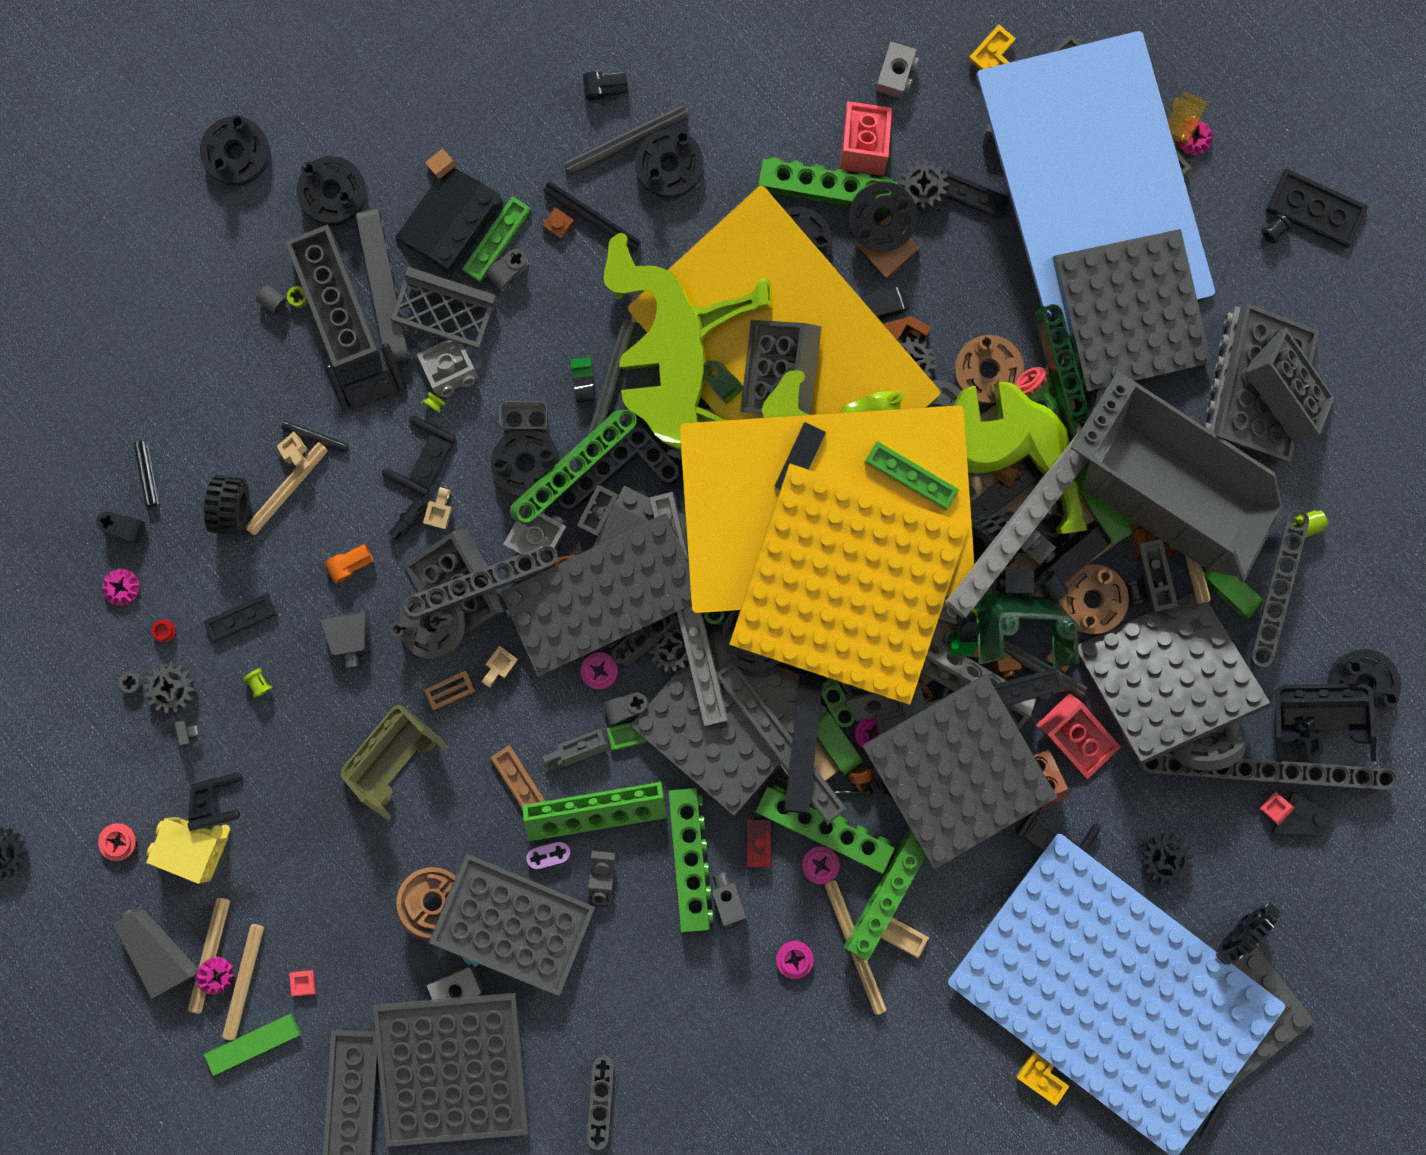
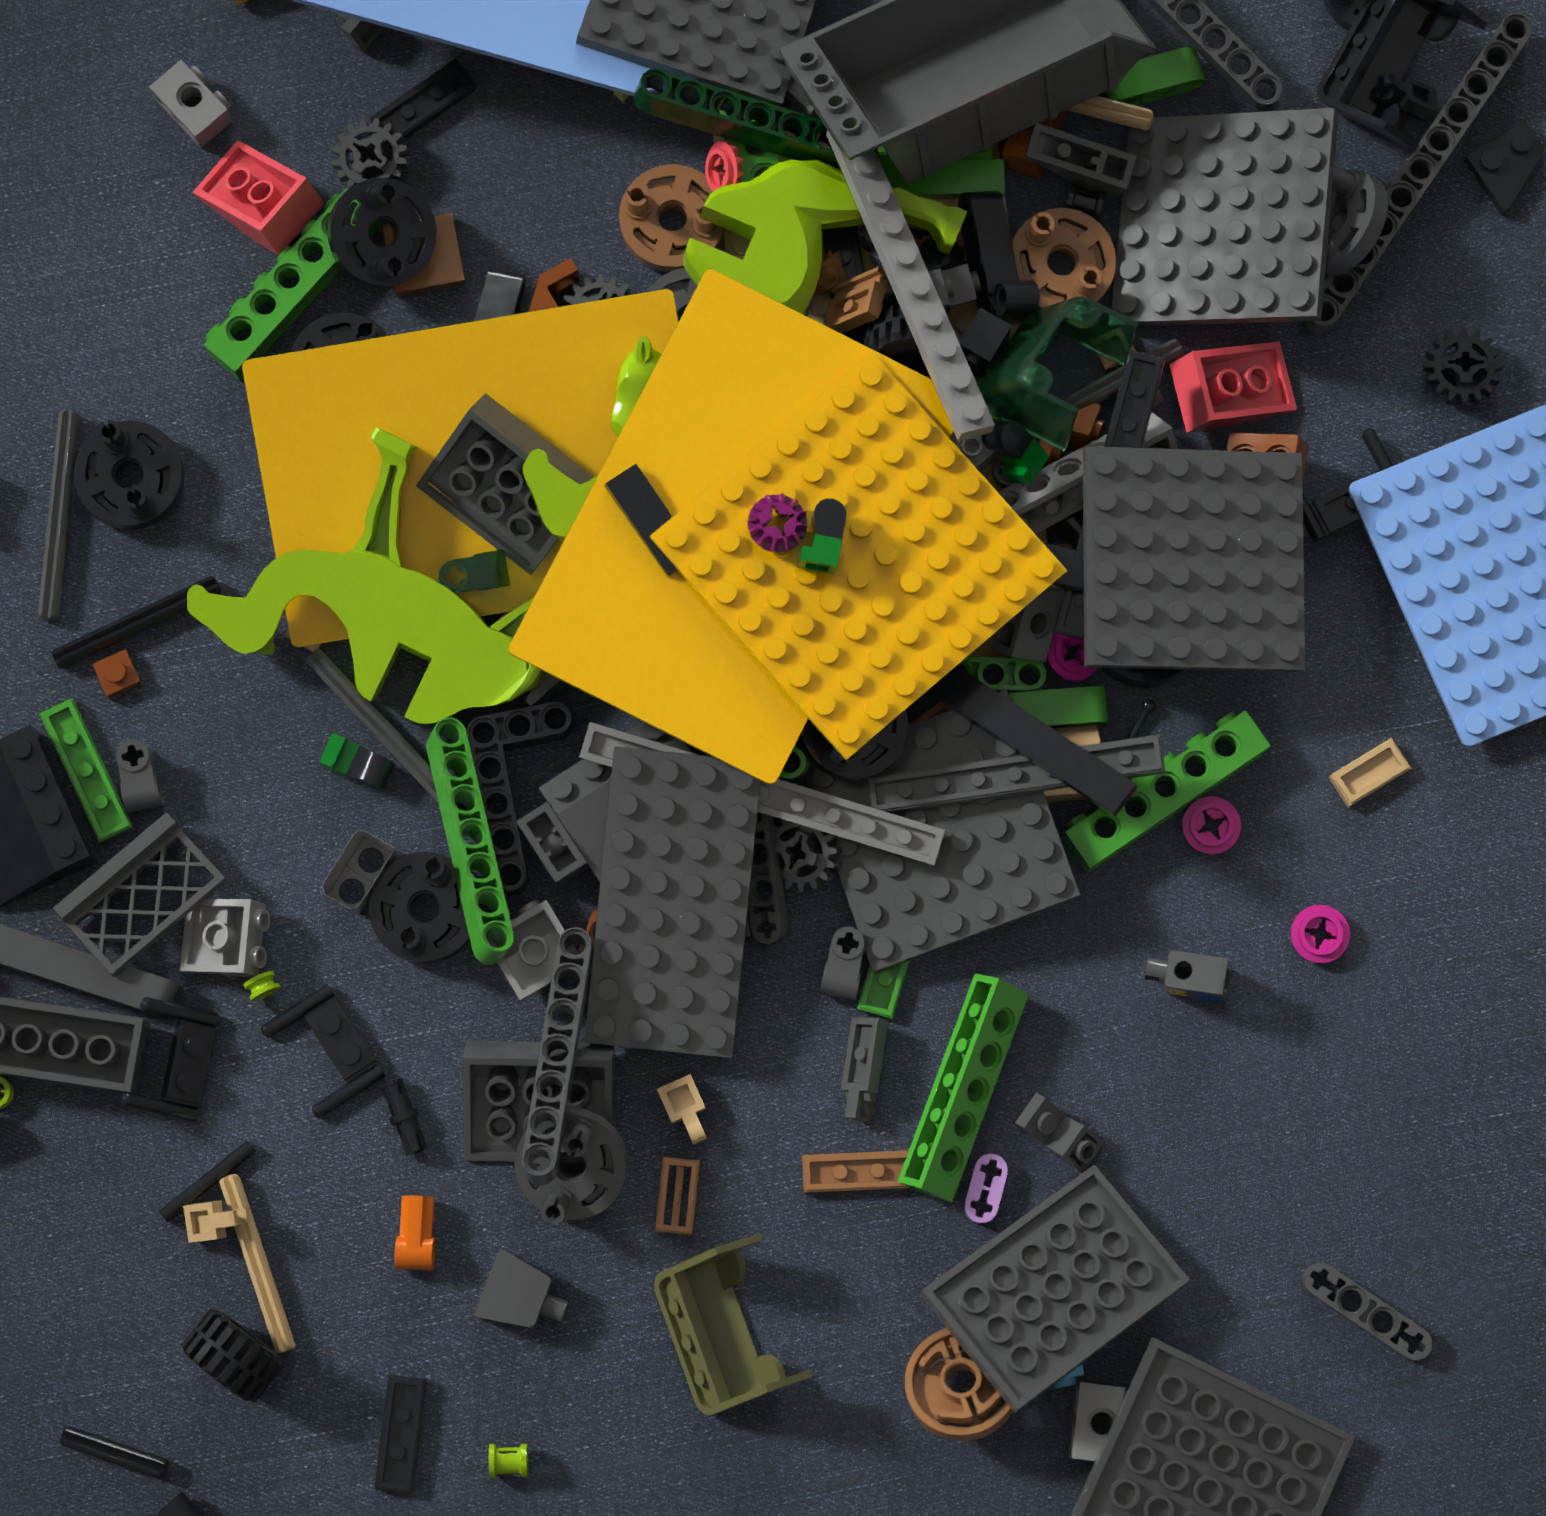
camera: 60 degrees left, 5 degrees down
(438, 513) = (420, 1068): tan plate -> none
(597, 659) = (777, 956): dark pink gear -> none
(689, 920) = (1194, 1021): bright green brick -> none
(758, 843) = (1134, 891): dark red plate -> none
(839, 540) = (770, 537): none -> magenta gear
(853, 558) = (828, 526): none -> leg
(860, 777) = (1123, 703): dark orange tile -> none
(862, 966) = (1349, 843): tan axle -> none
(886, 898) = (1305, 759): bright green brick -> none
(911, 475) = (761, 387): bright green tile -> none
(996, 498) = (856, 301): none -> medium nougat plate
(1277, 808) = (1475, 188): coral tile -> none

